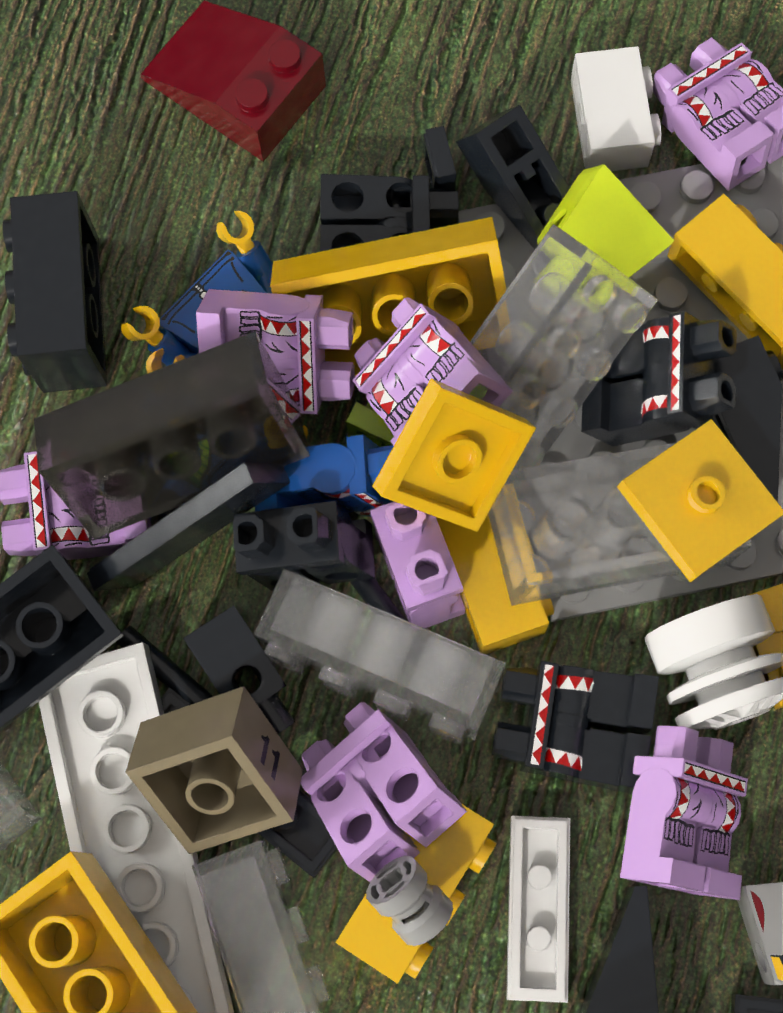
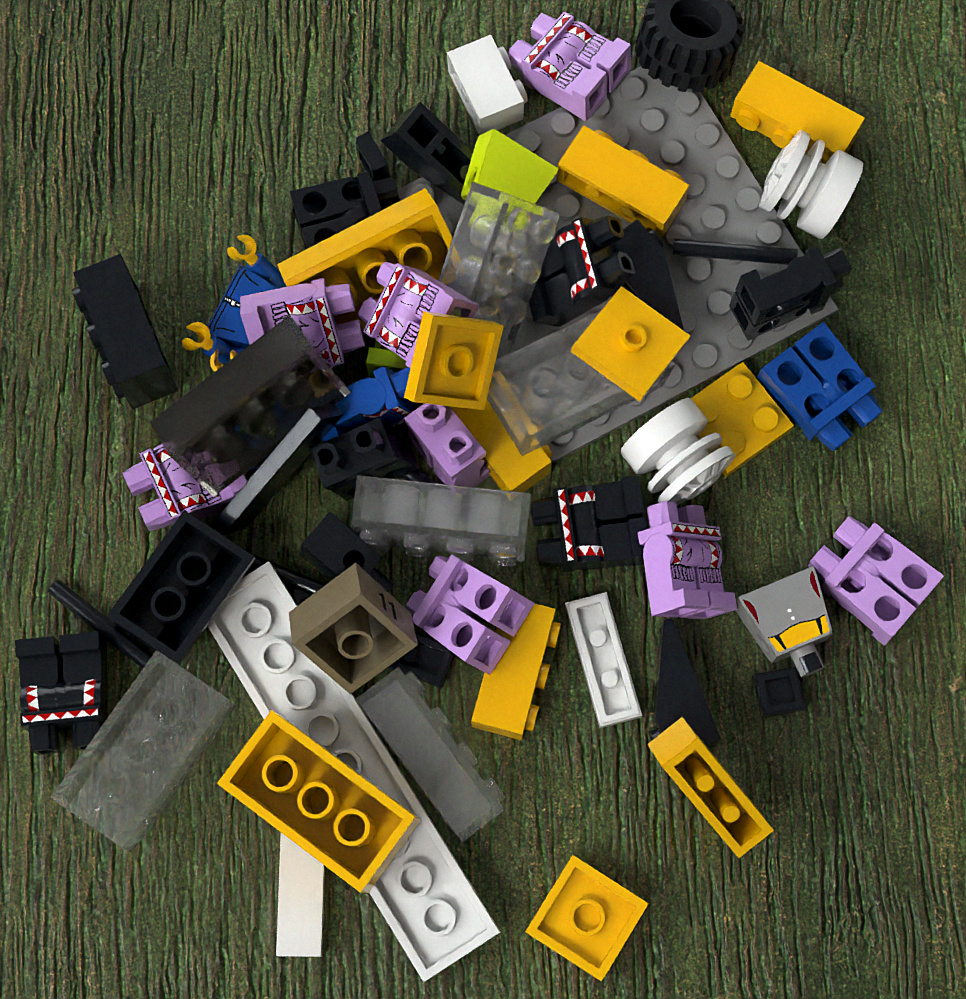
camera: 20 degrees left, 0 degrees up
(239, 75) = (201, 135): dark red slope -> none
(404, 895) = (516, 674): light grey wheel -> none

